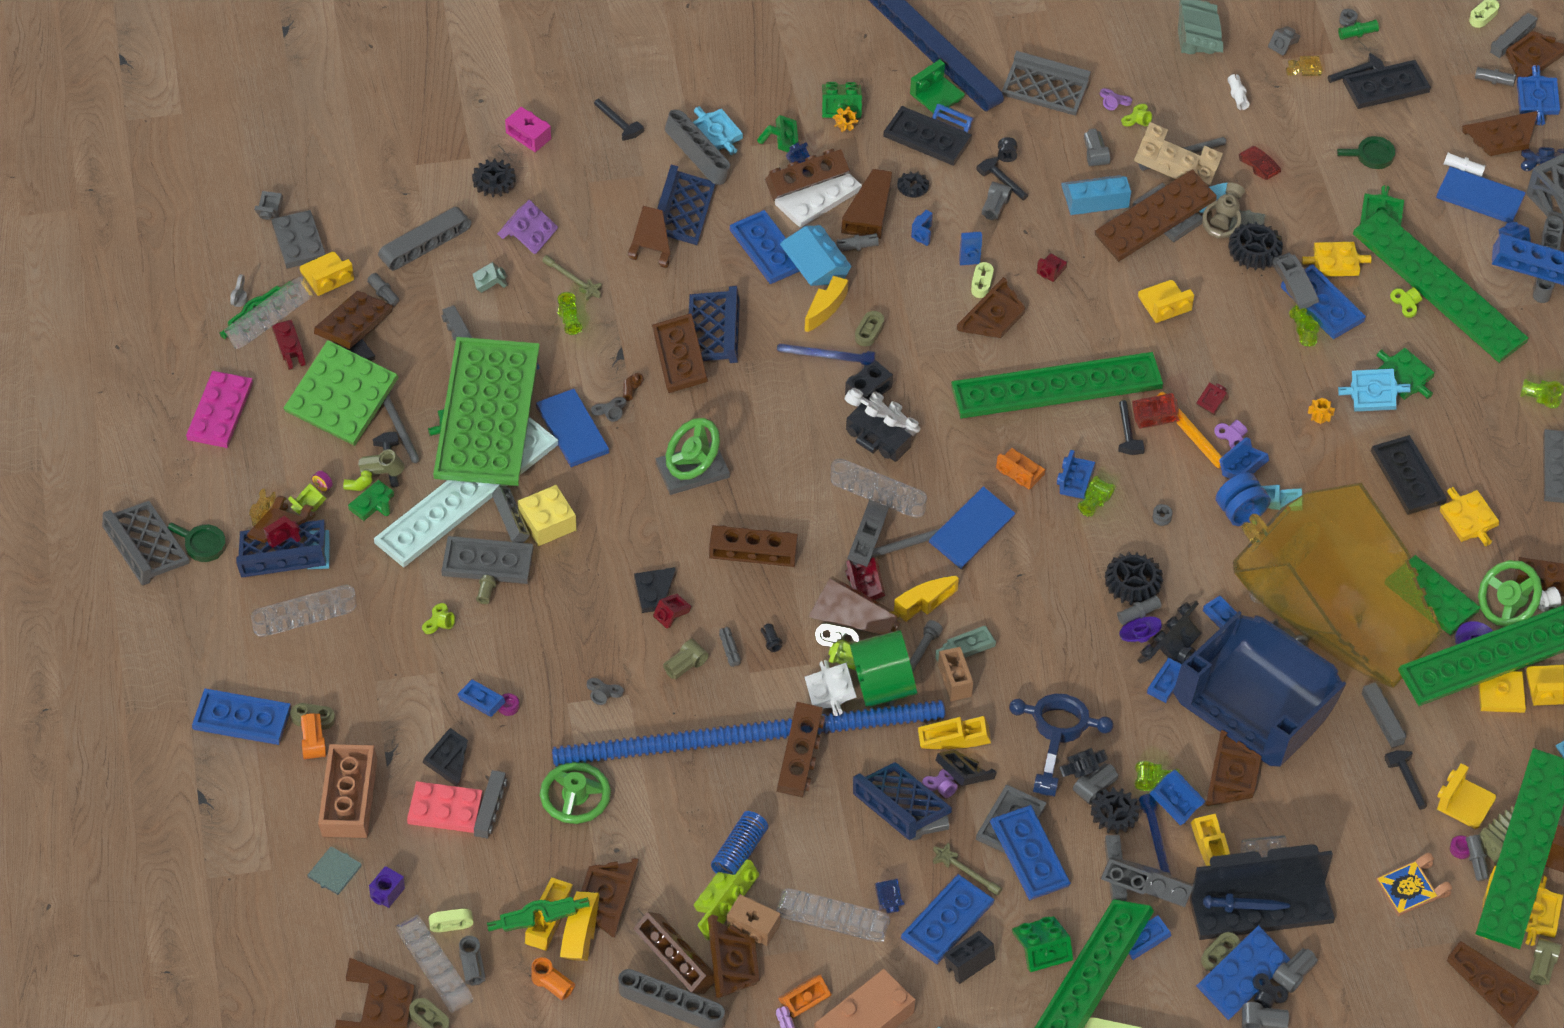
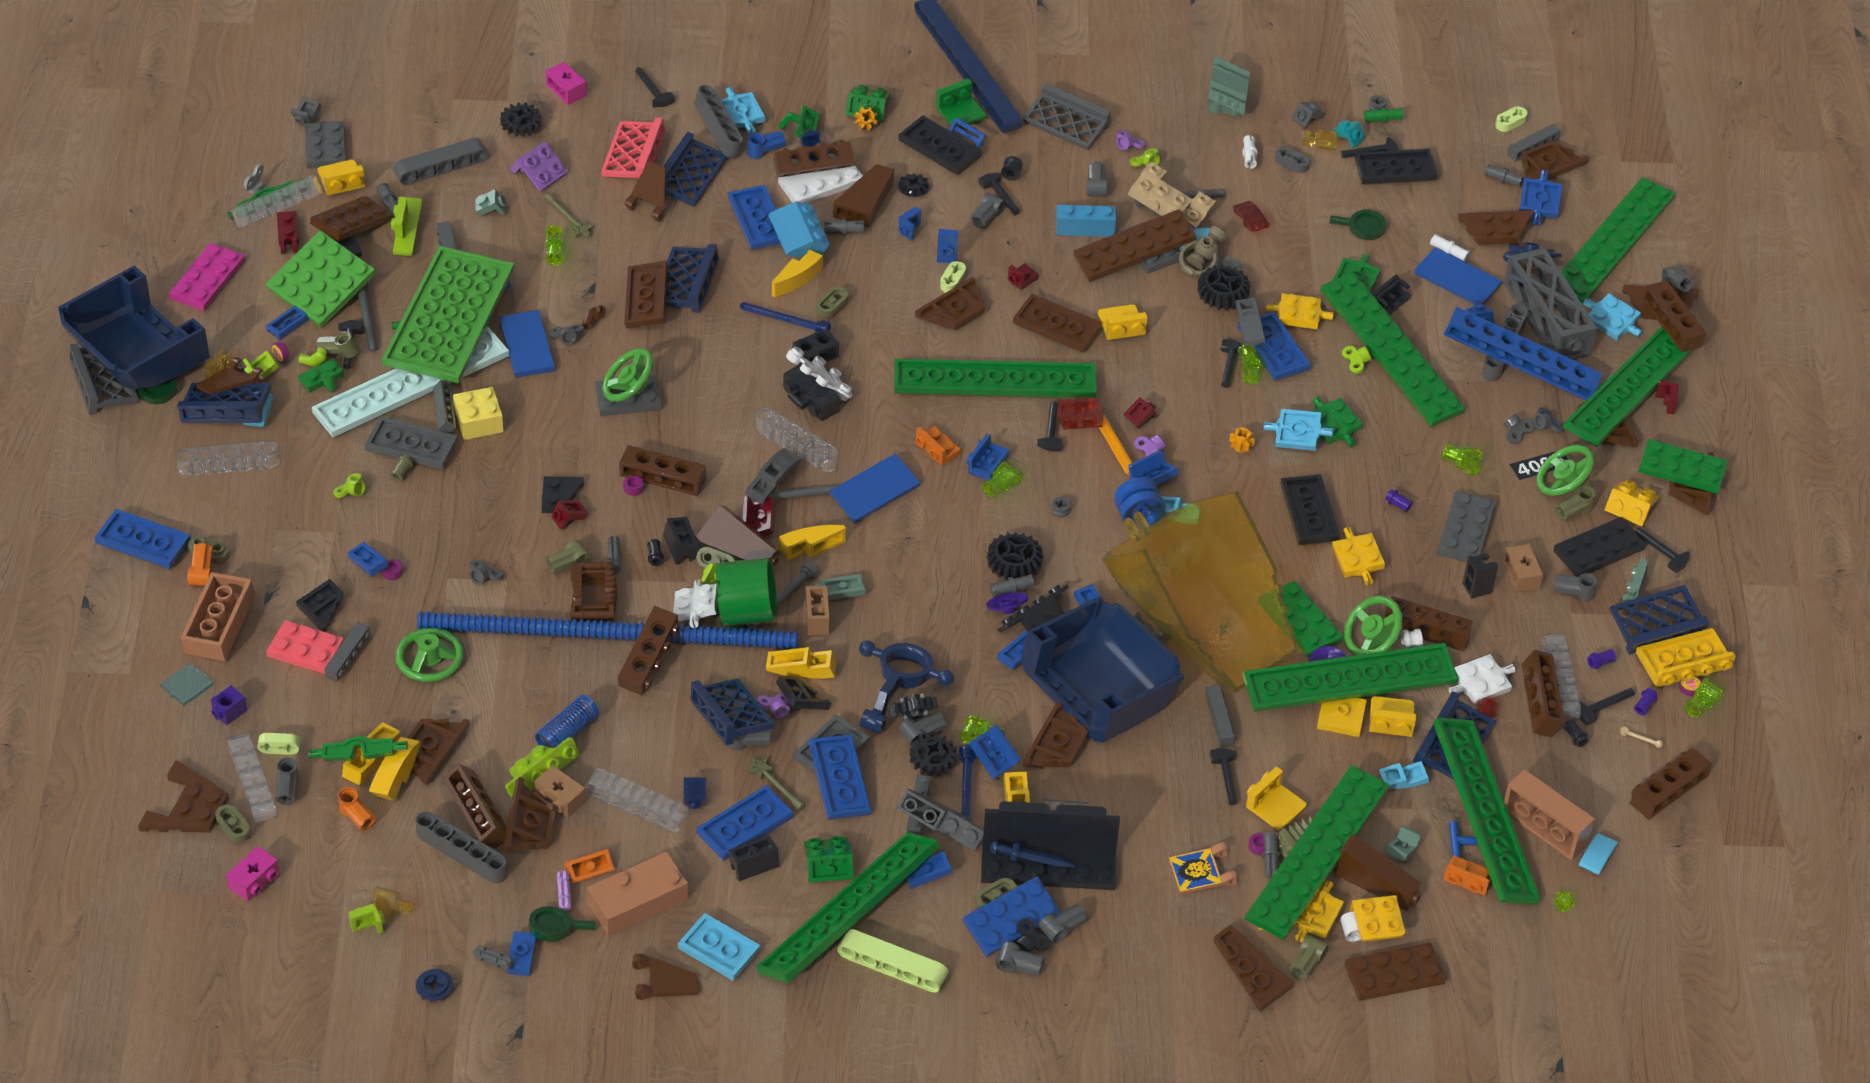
camera: 10 degrees right, 5 degrees down
(166, 492) = (130, 335): none -> dark blue slope
(281, 531) = (226, 385): dark red bracket -> none
(322, 447) = (289, 325): none -> blue tile
(410, 317) = (406, 225): none -> lime bracket
(635, 193) = (648, 150): none -> coral fence
(722, 692) = (593, 591): none -> reddish brown piece
(727, 567) = (633, 485): none -> magenta tile
(747, 164) = (759, 144): none -> blue piece
(794, 619) = (680, 539): none -> black hinge
(1101, 313) = (1057, 322): none -> reddish brown plate
(1281, 310) = (1230, 347): none -> black piece
(1282, 93) = (1292, 159): none -> dark grey beam
(1331, 52) = (1350, 130): none -> teal bracket
(1423, 225) = (1391, 294): none -> black hinge
(1492, 449) = (1398, 500): none -> dark purple pin

